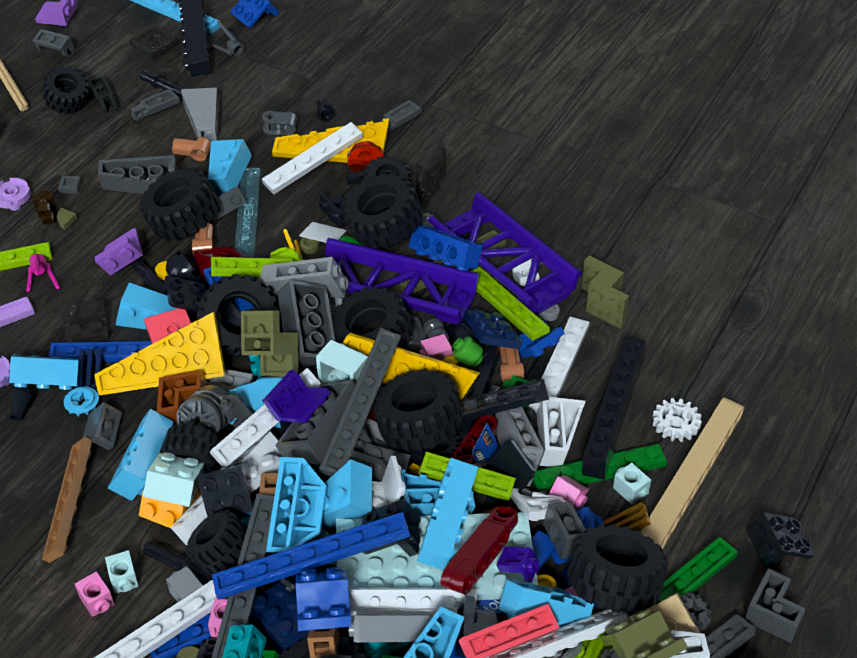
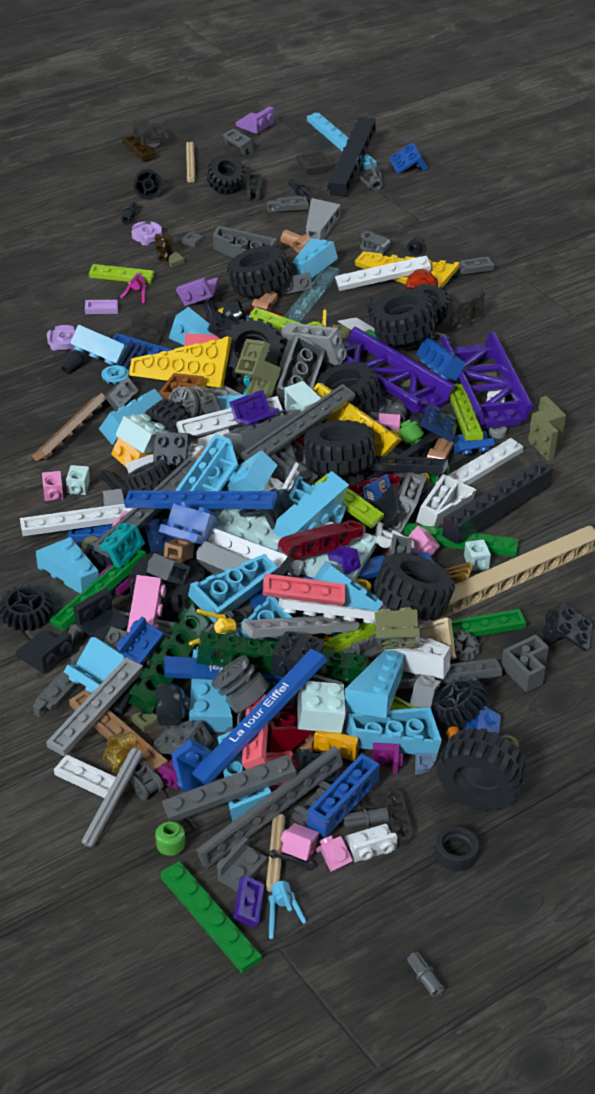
camera: 25 degrees right, 5 degrees down
(676, 420) = (543, 528): white gear -> none

